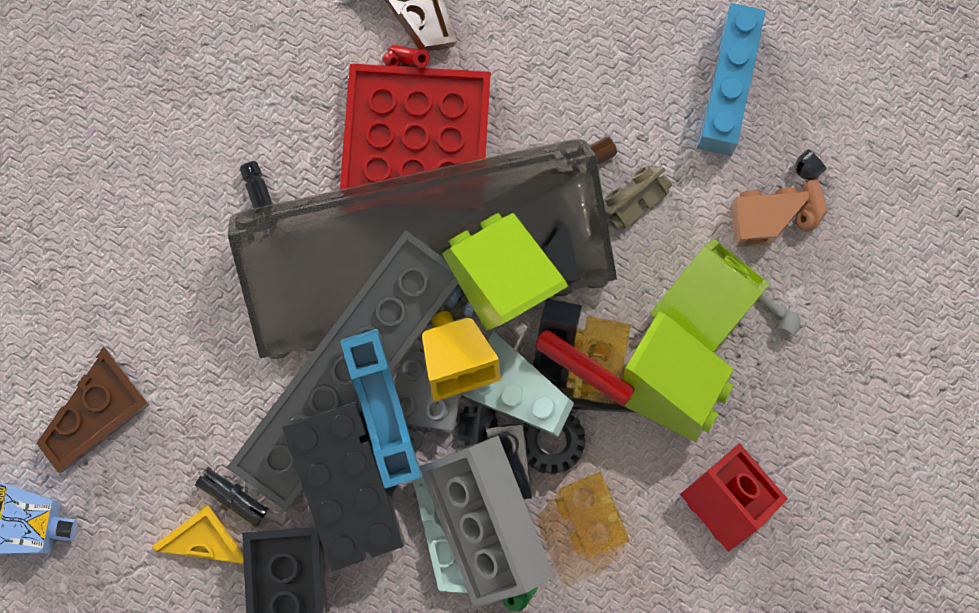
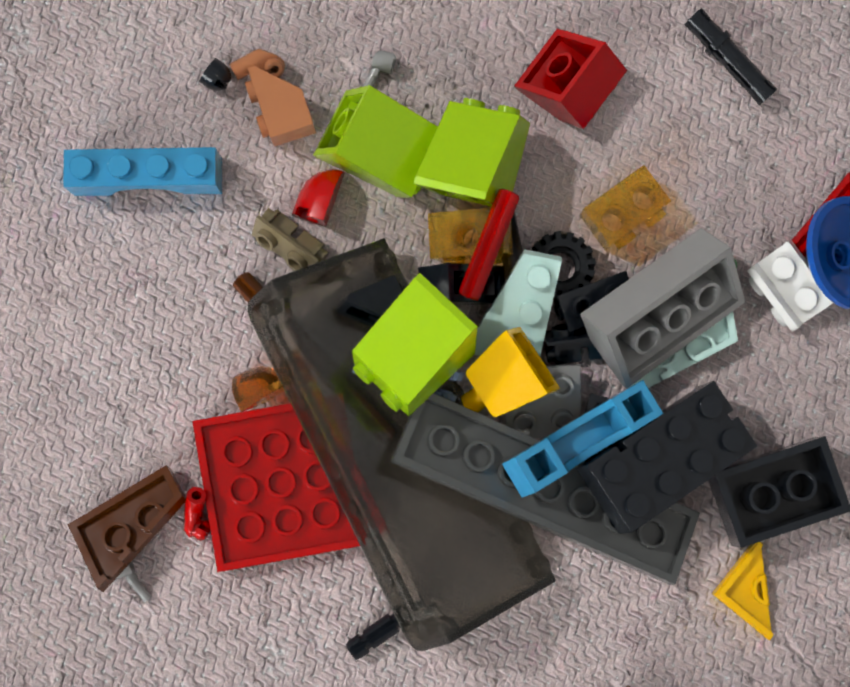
camera: 100 degrees left, 5 degrees up
(231, 496) = (699, 572): black pin -> none
(506, 130) = (255, 387): none -> clear orange brick
(672, 233) = (318, 197): none -> red brick

